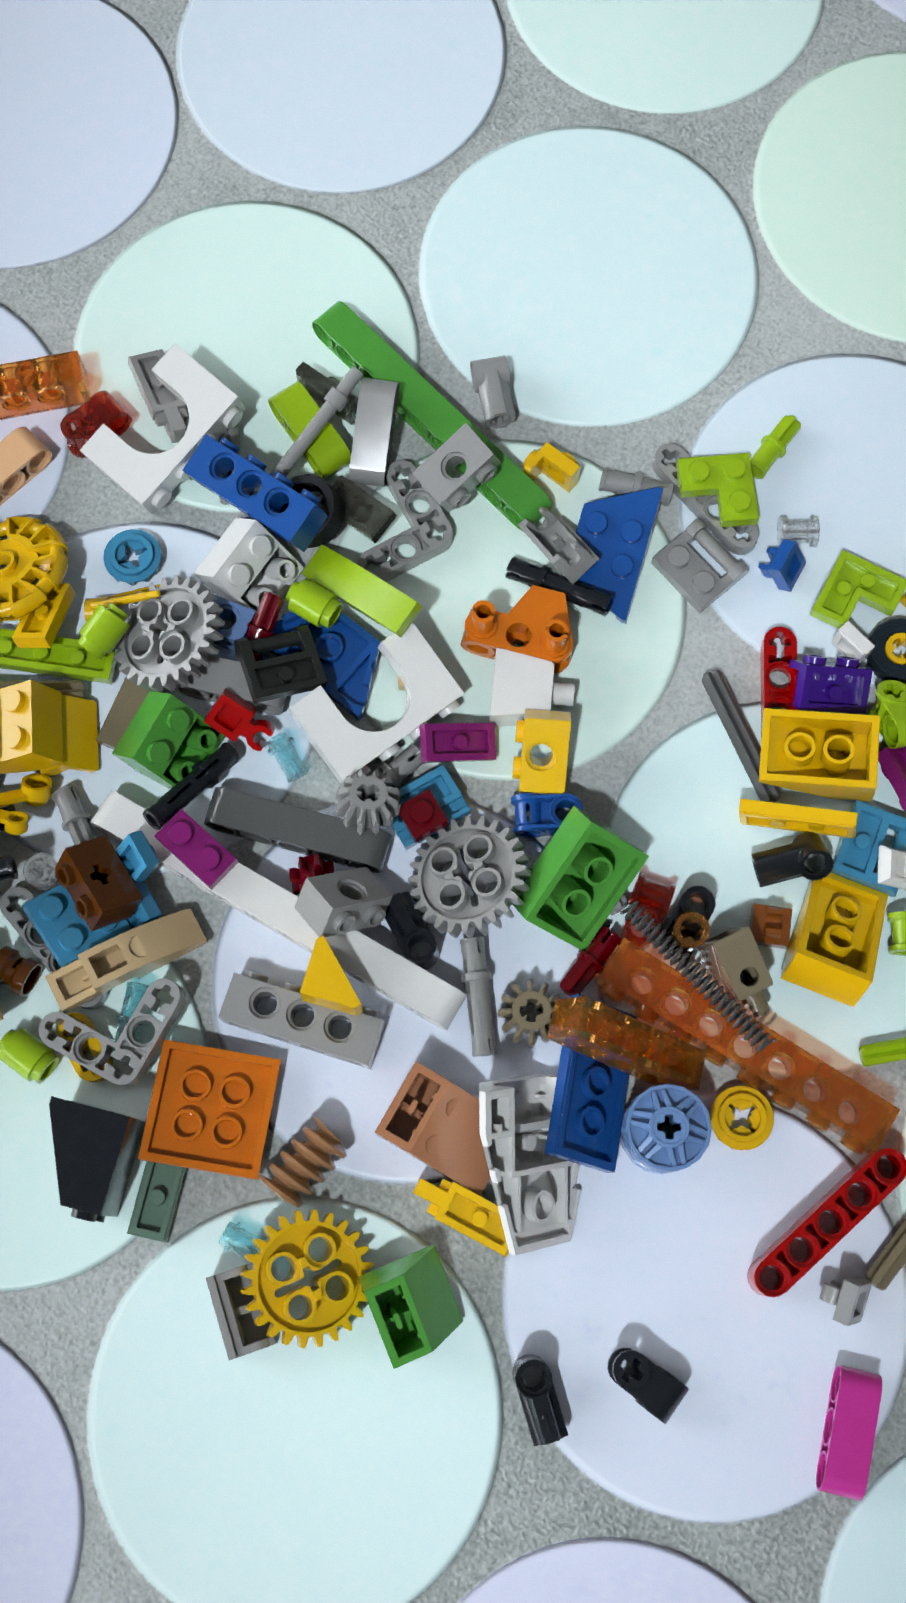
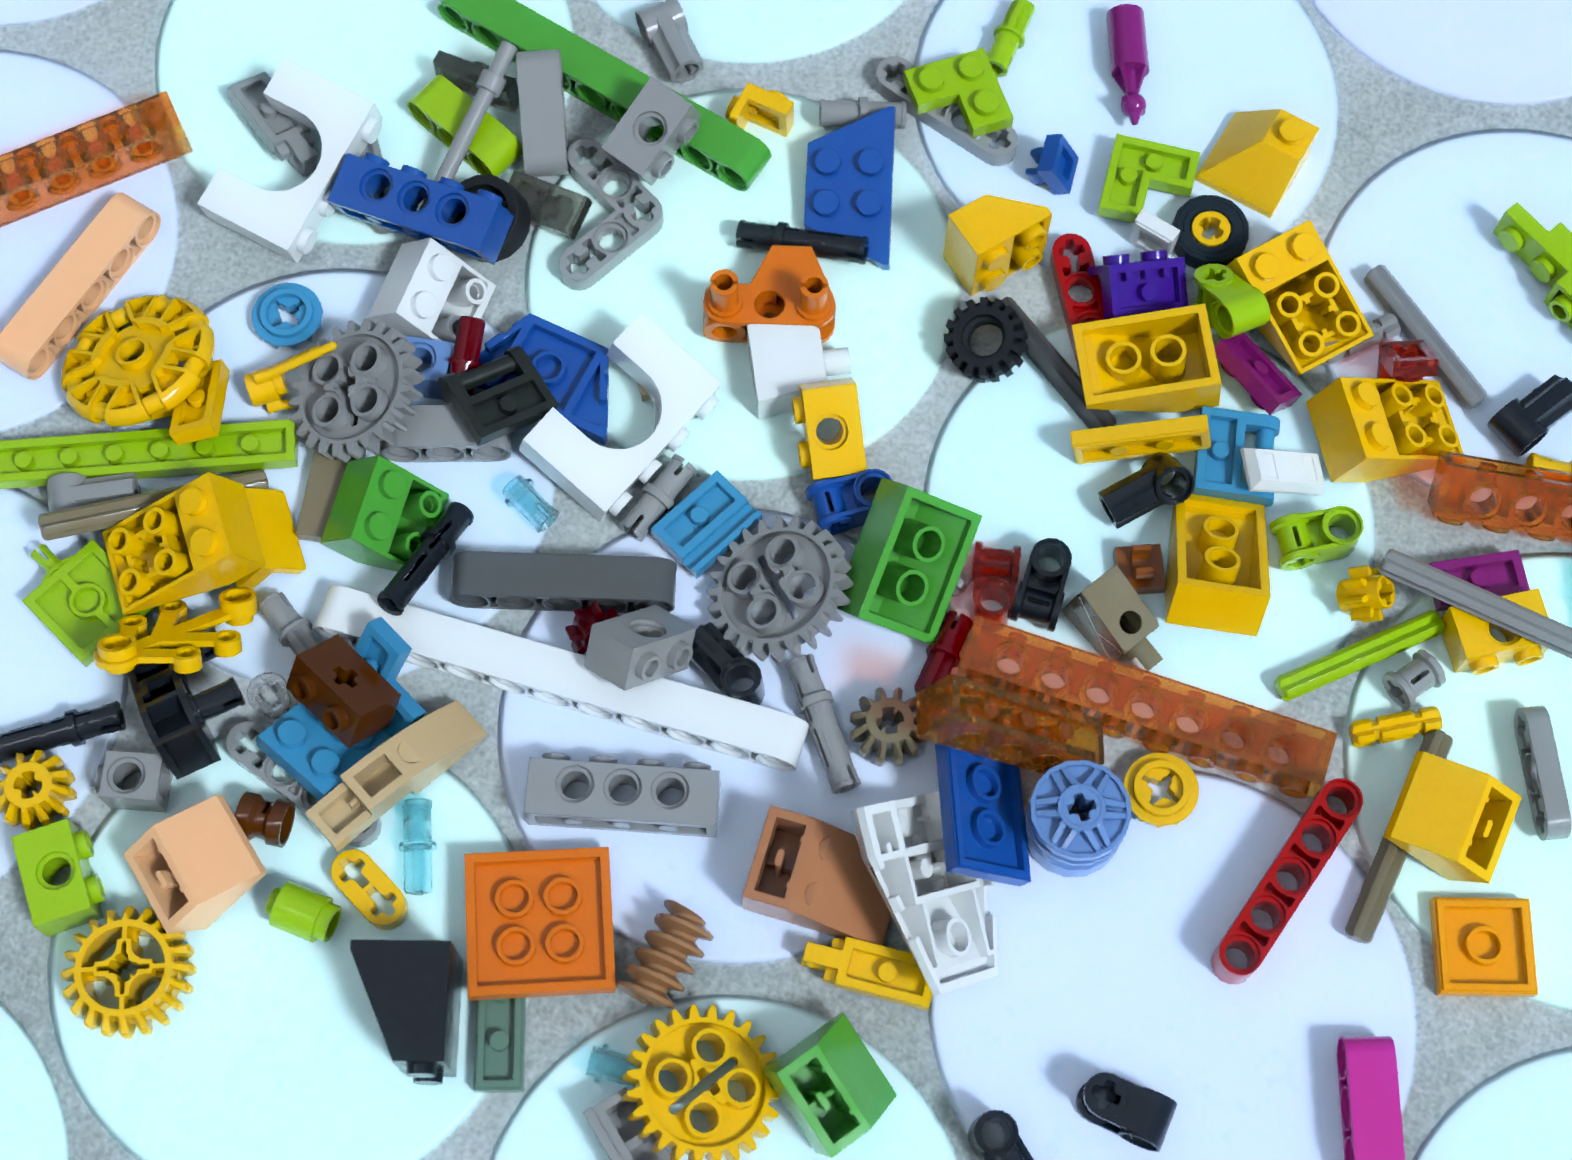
camera: 15 degrees left, 5 degrees down
(90, 416) = (198, 168): clear red piece -> none
(103, 630) = (277, 402): lime brick -> none
(127, 1044) = (422, 870): light grey beam -> none
(196, 849) = (450, 627): magenta plate -> none
(234, 717) = (457, 469): red plate -> none
(314, 603) = (521, 319): lime brick -> none
(327, 983) = (647, 741): yellow slope -> none
(362, 590) = (573, 292): lime slope -> none
(368, 802) = (641, 527): light grey gear -> none
(422, 816) = (707, 532): dark red plate -> none
(457, 742) = (727, 441): magenta plate -> none
(560, 545) = (792, 195): light grey hinge -> none
(680, 683) = (970, 319): none -> black tyre
(690, 572) = (942, 192): light grey plate -> none
(692, 918) = (1049, 574): clear orange bush -> none
(704, 987) = (1071, 639): dark grey piece -> none
(717, 620) = (994, 240): none -> yellow slope
(799, 530) = (1066, 121): clear bush -> none
(848, 1298) = (1333, 959): light grey tile -> none
(869, 485) = (1128, 56): none -> magenta wheel

